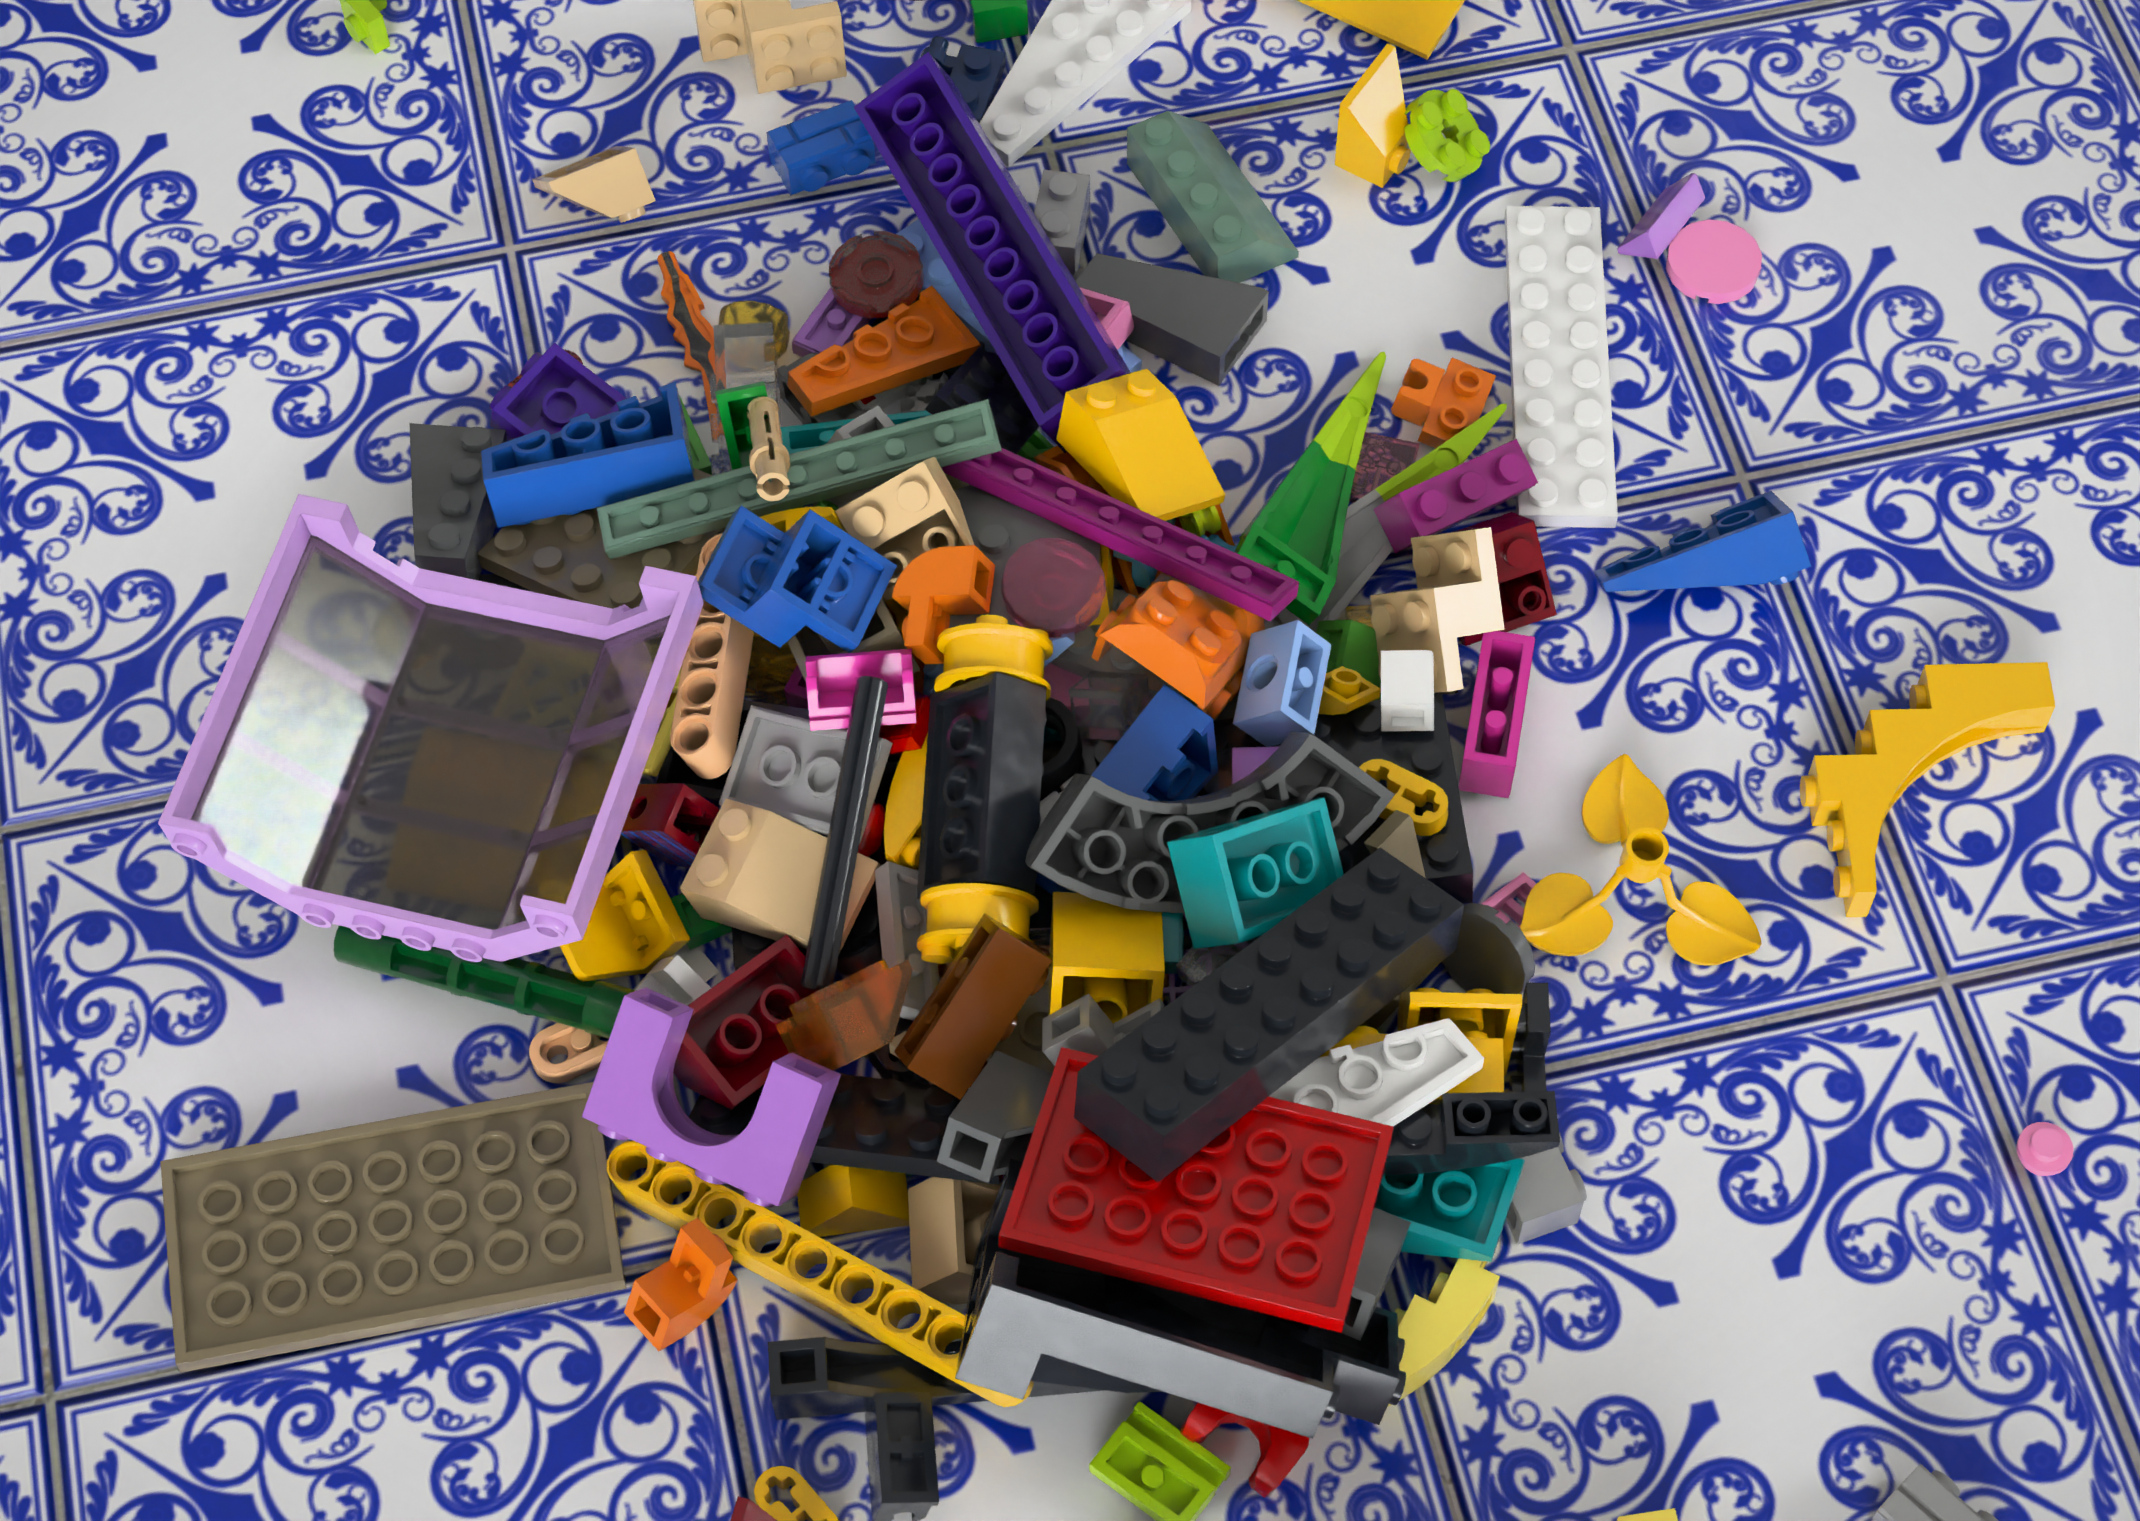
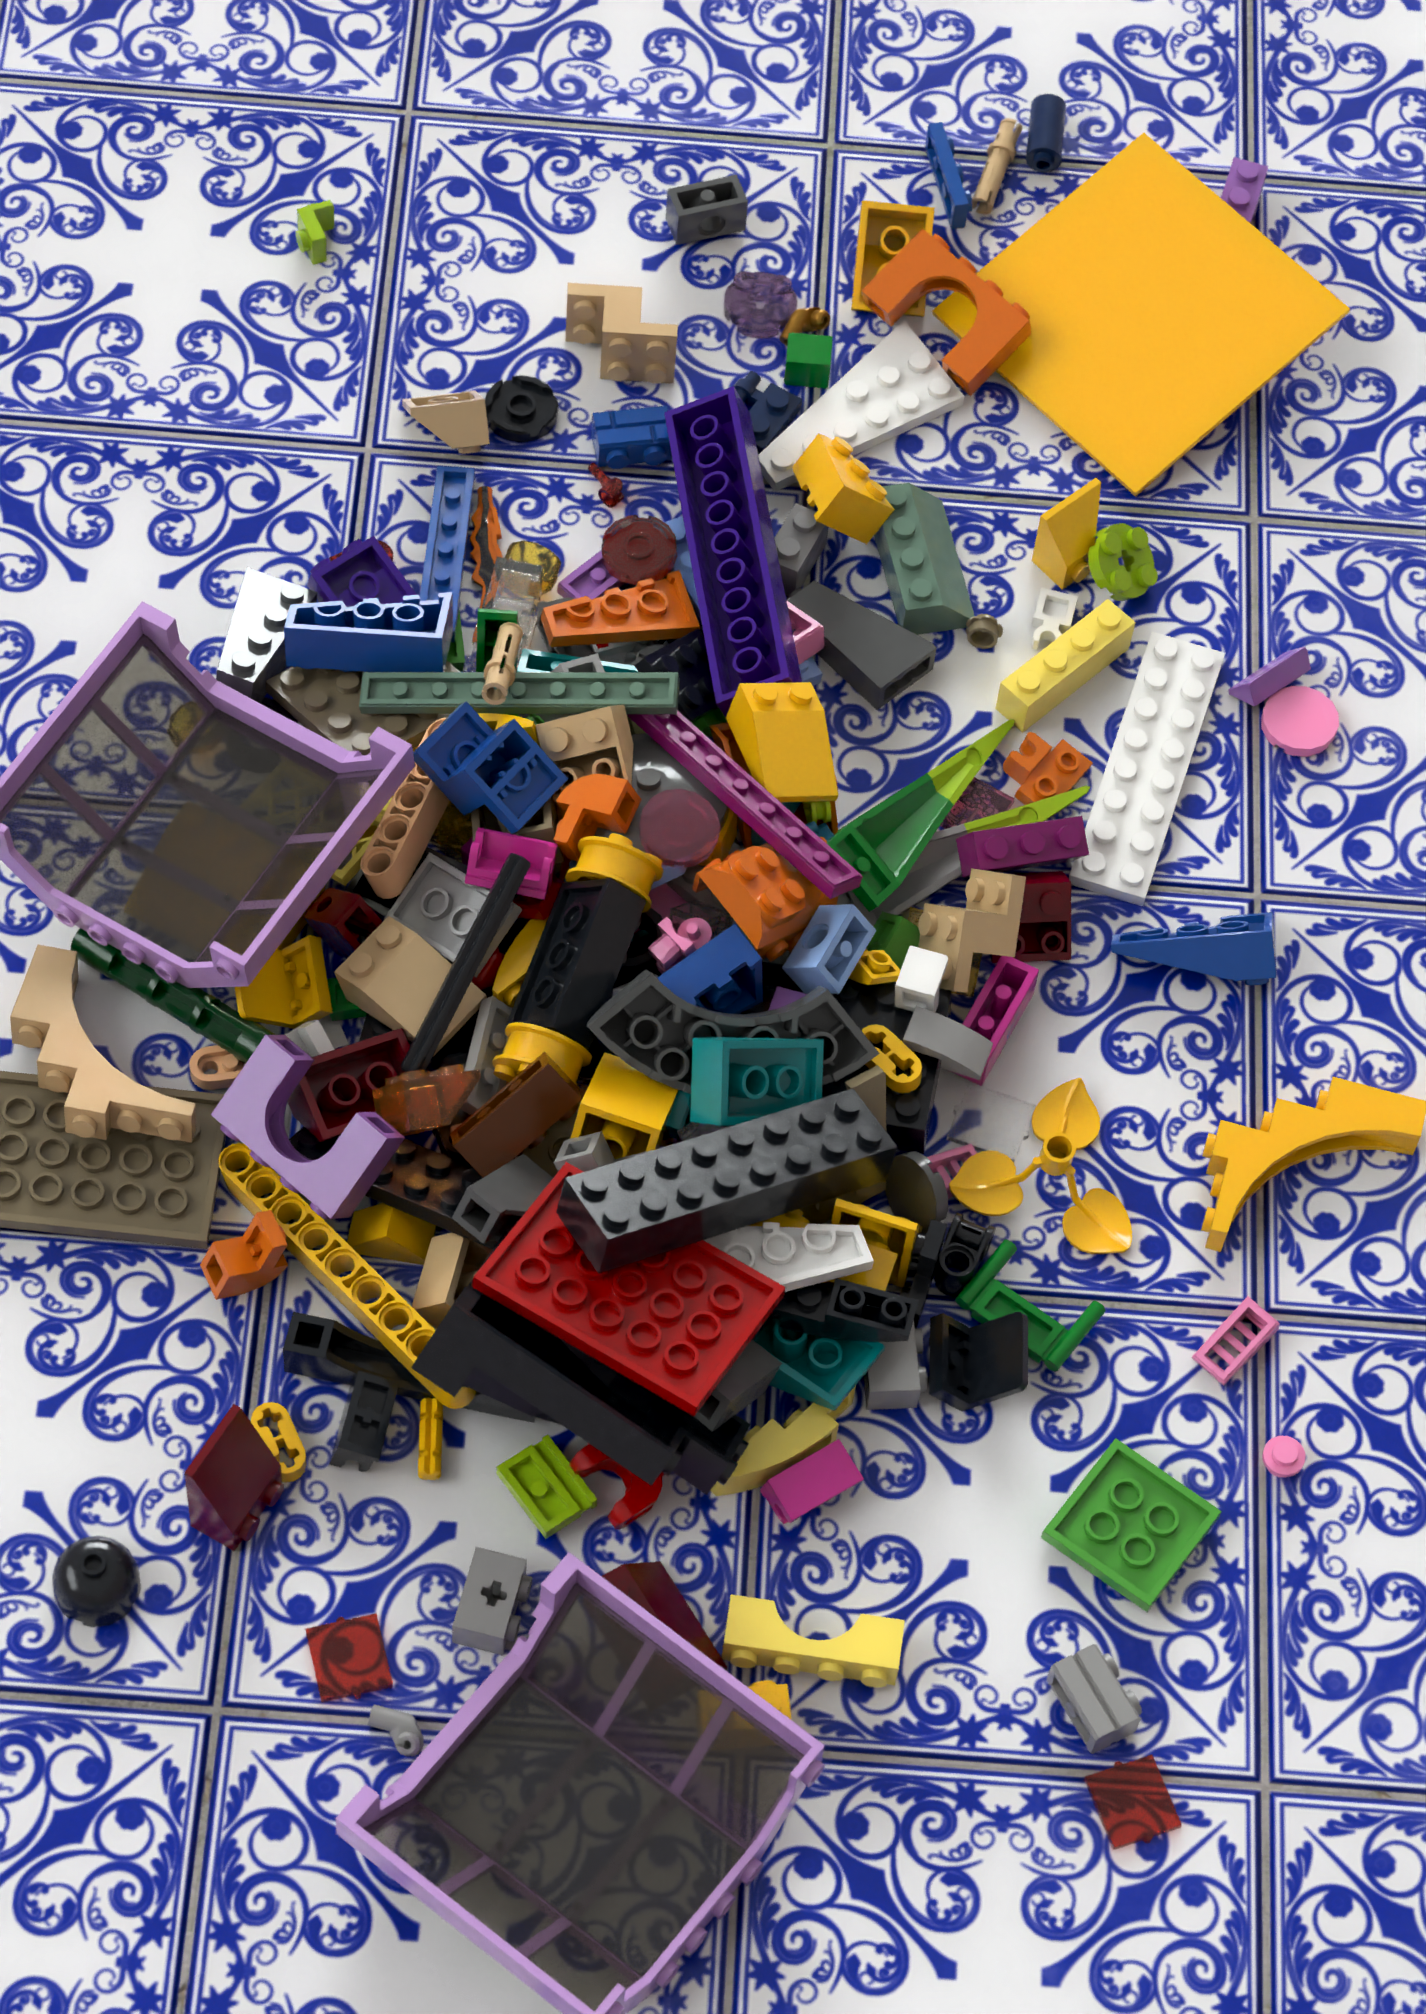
camera: 10 degrees right, 0 degrees up
(380, 1102) = (69, 1063): none -> tan arch
(640, 317) = (448, 535): none -> blue plate
(679, 152) = (521, 409): none -> black tile
(816, 215) = (610, 492): none -> clear red hand
(991, 1452) = (430, 1439): none -> yellow axle
(1093, 137) = (841, 489): none -> yellow wedge
(1100, 730) = (674, 946): none -> bright pink hips
(1311, 259) = (983, 631): none -> dark tan plate
(1387, 220) = (1052, 615): none -> white plate
(1422, 271) = (1065, 665): none -> light yellow brick
(1465, 754) = (945, 1039): none -> light grey slope
(1490, 1362) = (811, 1482): none -> dark pink hinge
(1535, 837) = (991, 1121): none -> clear piece
(1570, 1012) = (963, 1249): none -> black piece
(1639, 1140) = (978, 1361): none -> black bracket
(1663, 1074) = (1046, 1337): none -> green plate
(1898, 1294) = (1131, 1525): none -> bright green plate
(1949, 985) = (1259, 1318): none -> bright pink slope

